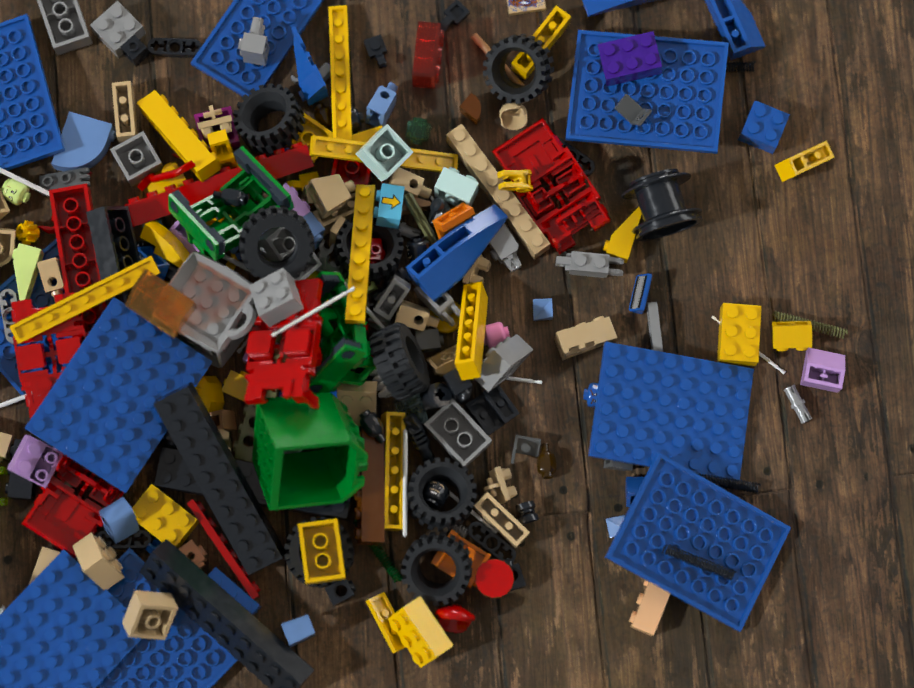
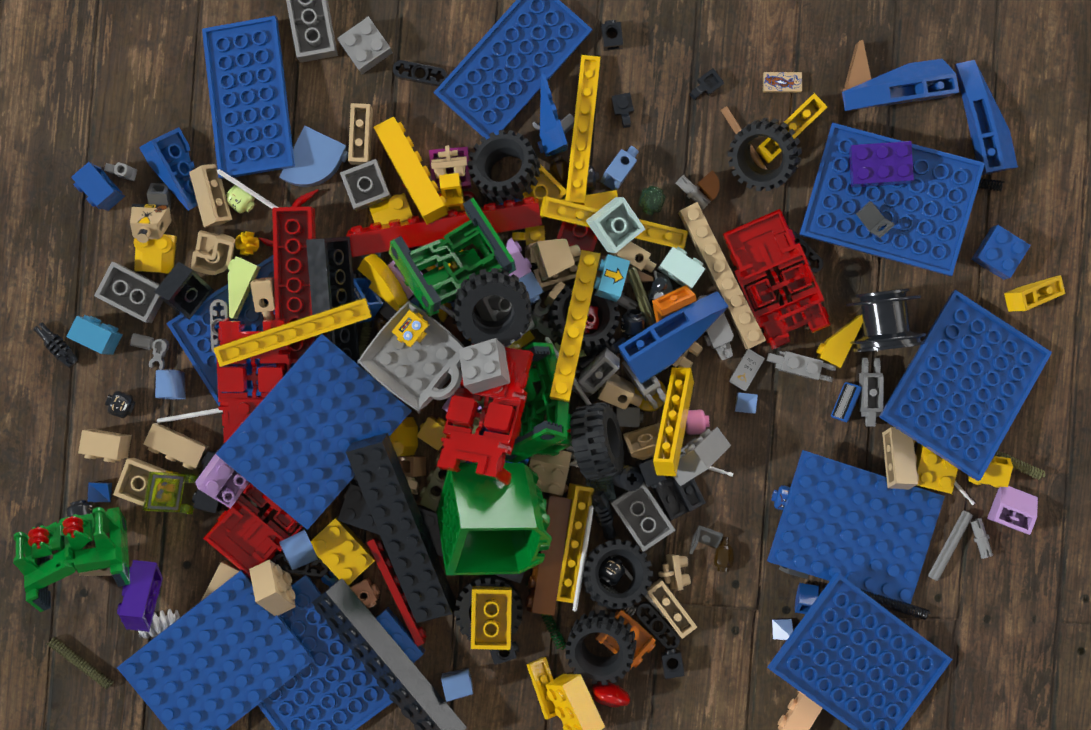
camera: 15 degrees right, 10 degrees up
(65, 179) = (291, 195): dark grey hinge -> none
(135, 50) = (379, 70): black brick -> none
(150, 615) = (315, 651): tan brick -> none
(152, 177) = (378, 207): red piece -> none
(160, 303) = (366, 354): clear orange slope -> none
(200, 274) = (411, 328): none -> yellow head
(232, 197) = (455, 249): black plant -> none
(254, 45) = (500, 88): light grey brick -> none
(313, 311) = (519, 387): white piece -> none
(372, 425) = (559, 498): black plant -> none
(427, 55) = (674, 123): clear red brick -> none
(456, 117) = (693, 191): none -> light grey pin
(494, 578) = (655, 666): red tile -> none
(513, 116) = (750, 200): tan hair -> none
(521, 180) = (747, 274): yellow piece -> none
(525, 508) = (697, 603): black wheel -> none
(537, 278) = (746, 370): none -> light grey tile
(585, 337) = (783, 438): tan wedge -> none
(654, 326) = (853, 440): light grey beam -> none
(662, 278) = (872, 392): none -> light grey hinge
(699, 563) = (855, 685): black piece -> none
(701, 336) = (899, 459): none -> tan brick
(752, 256) = (965, 385): none -> blue plate
(768, 416) = (950, 545): none -> light grey axle

